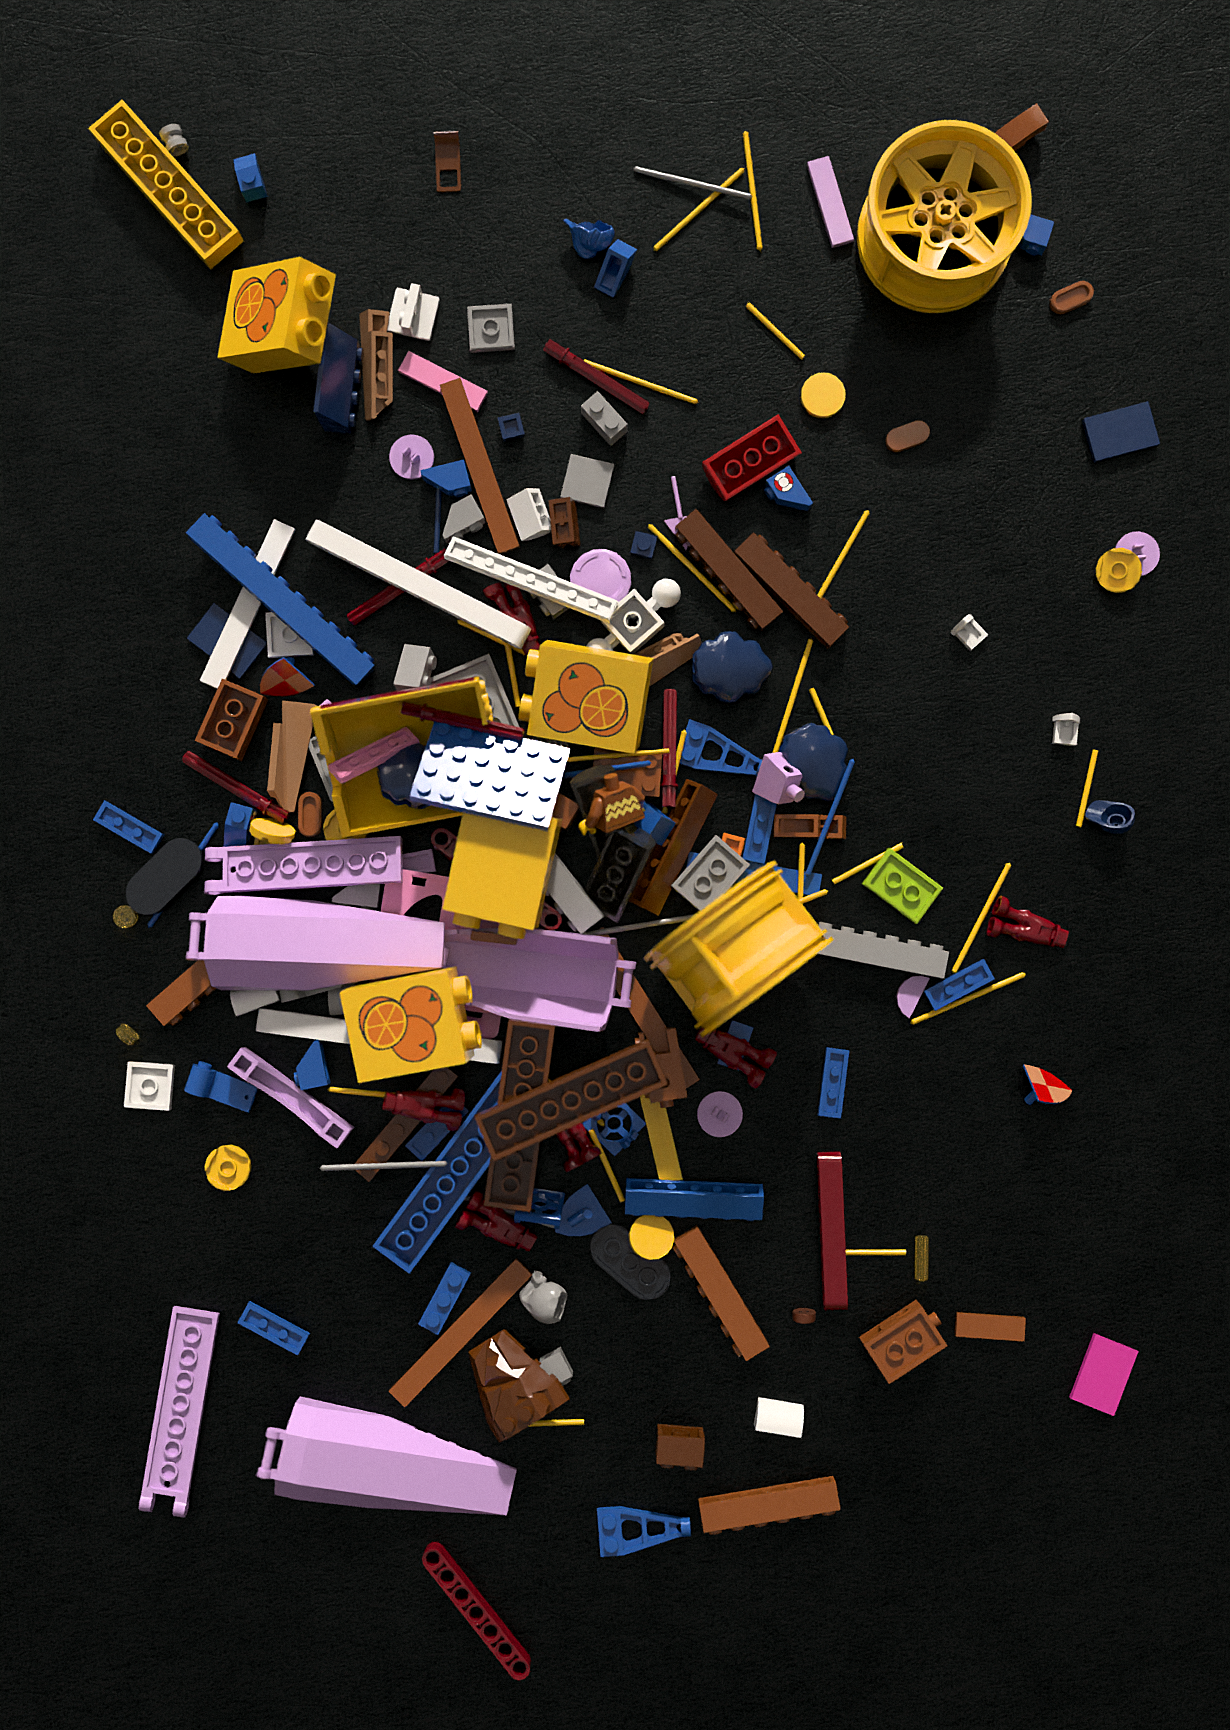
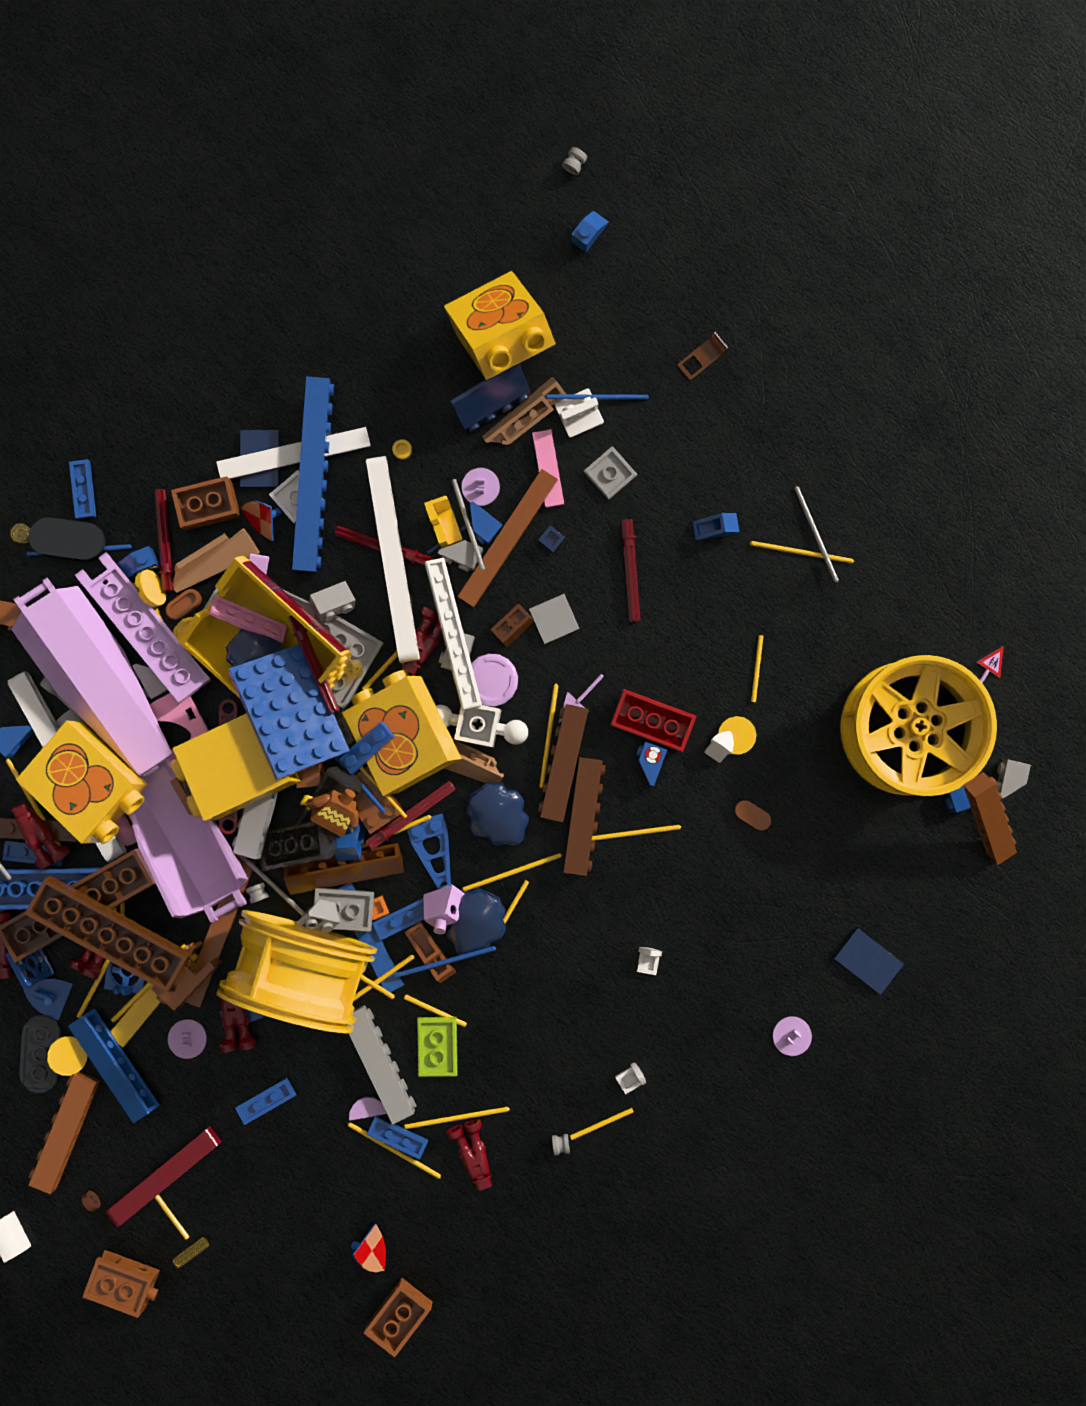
camera: 50 degrees right, 0 degrees up
(166, 184) = (538, 179): yellow brick -> none
(249, 1000) = (23, 660): white brick -> none
(320, 502) = (402, 449): none -> yellow tile
(416, 278) = (583, 396): none -> blue axle
(418, 513) = (443, 521): none -> yellow panel
(420, 861) = (205, 703): lavender tile -> none
(440, 491) = (468, 525): none -> light grey axle
(496, 698) = (354, 669): none -> clear yellow tile
(529, 514) = (501, 597): white brick -> none
(578, 733) = (367, 747): none -> blue plate
(590, 237) = (724, 493): blue hair -> none
(604, 418) = (605, 598): light grey brick -> none
(633, 945) = (257, 893): none -> light grey wheel
(643, 383) = (651, 604): yellow axle -> none
(643, 545) = (539, 691): dark blue plate -> none
(645, 1133) = (131, 1002): none -> yellow axle
(702, 892) = (320, 917): none -> light grey slope
(752, 190) = (847, 575): yellow axle -> none
(822, 416) = (720, 746): none -> white tile
(830, 202) = (876, 638): lavender tile -> none
(932, 111) = (992, 663): none -> piece
(990, 1326) = (178, 1335): dark orange tile -> none
(1023, 127) = (1022, 731): dark orange slope -> none
(1051, 175) = (1011, 776): none -> light grey slope
(1071, 297) = (937, 855): dark orange tile -> none
(1076, 213) = (990, 817): none -> dark orange brick
(1078, 838) = (560, 1144): none -> light grey wheel
(1111, 816) = (594, 1153): dark blue cap -> none
(1118, 570) = (769, 1032): yellow tile -> none
(1126, 1106) = (398, 1317): none -> dark orange brick

